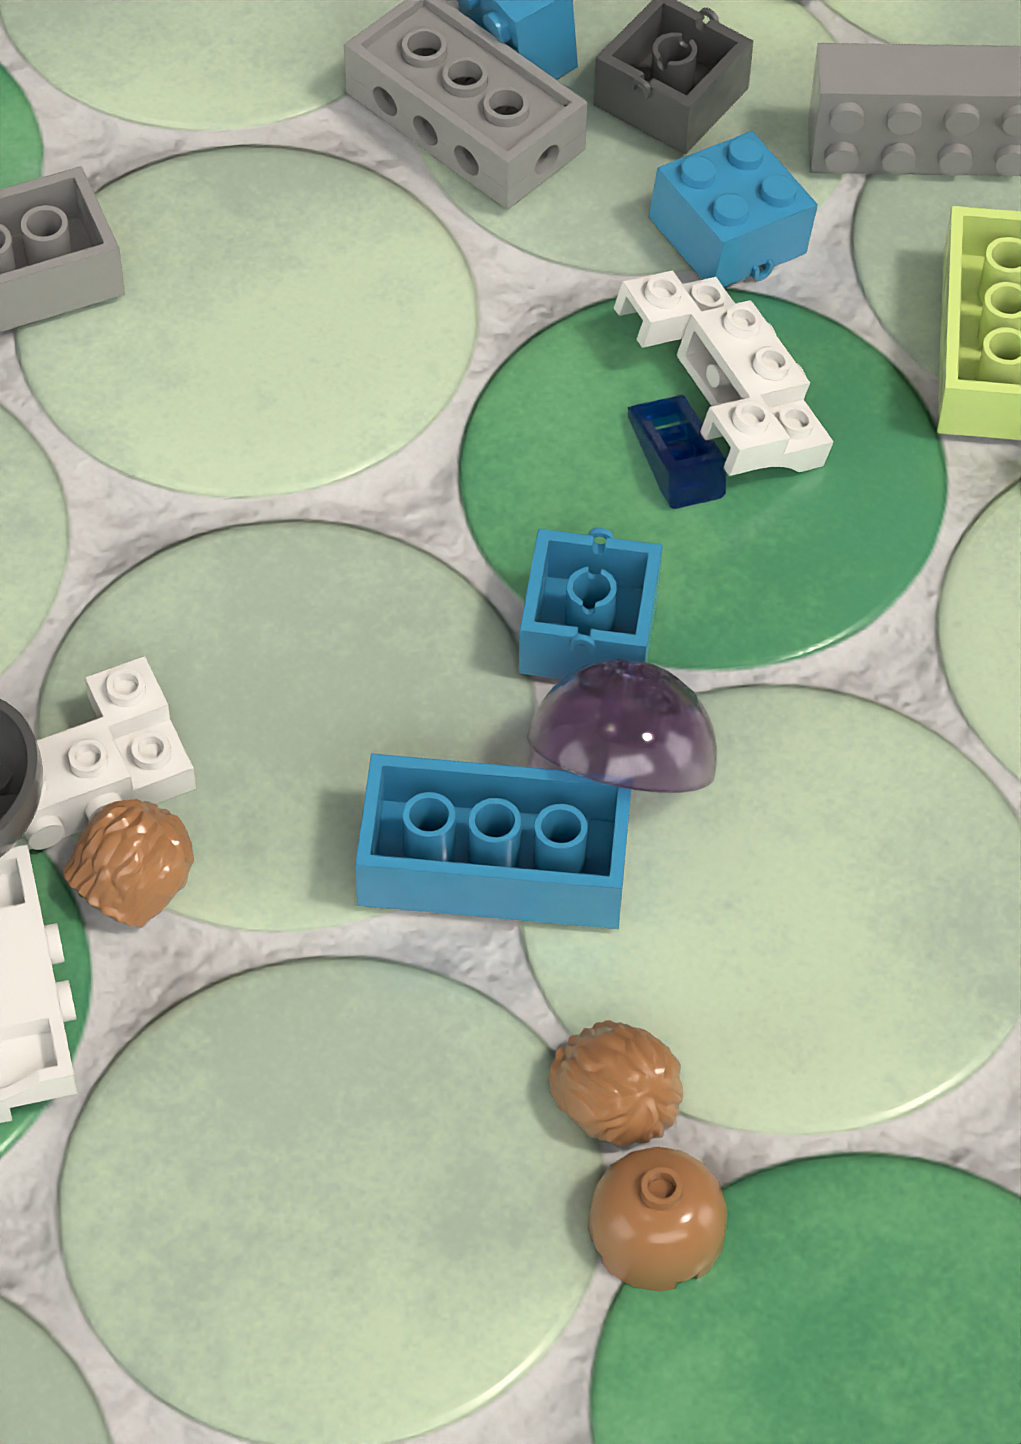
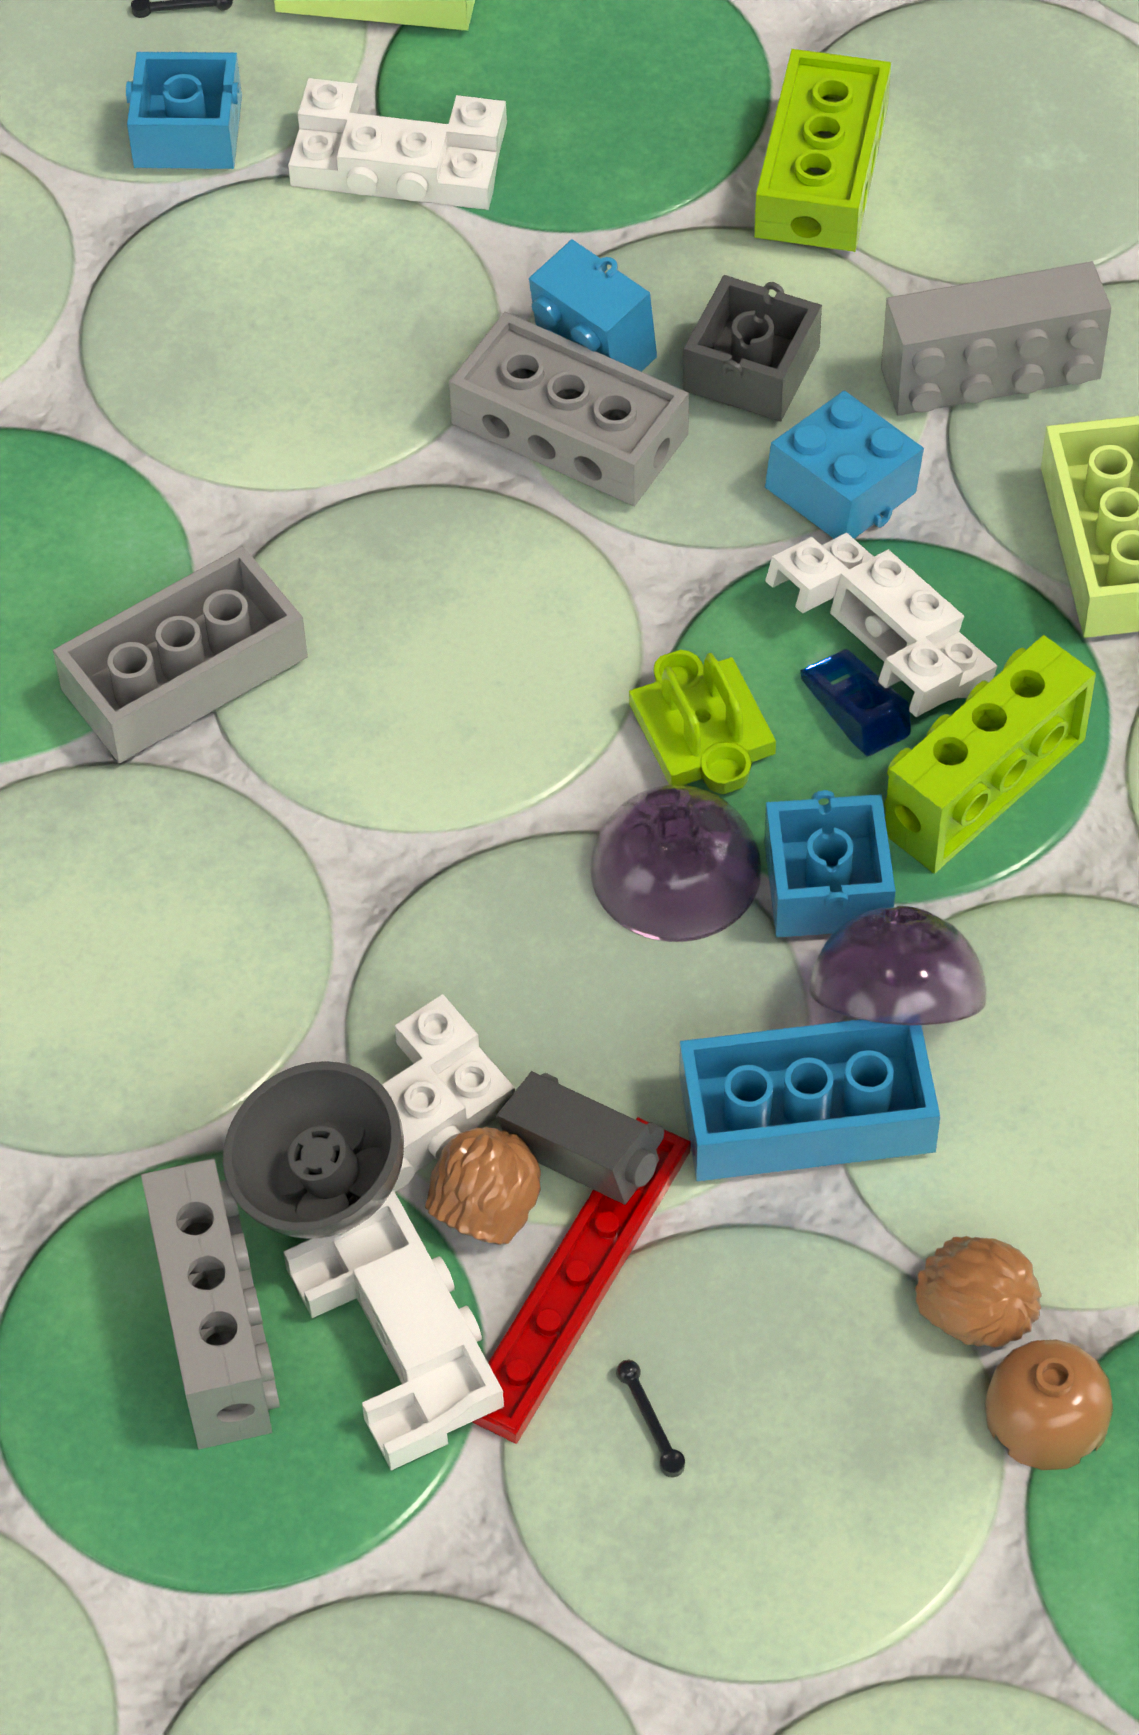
camera: 10 degrees left, 0 degrees up
(204, 977) = (572, 1292): none -> red tile
(240, 1190) = (672, 1461): none -> black hinge
(245, 832) = (582, 1137): none -> dark grey brick
(437, 577) = (676, 864): none -> clear purple piece
(507, 438) = (702, 721): none -> lime piece
(792, 526) = (987, 752): none -> lime brick

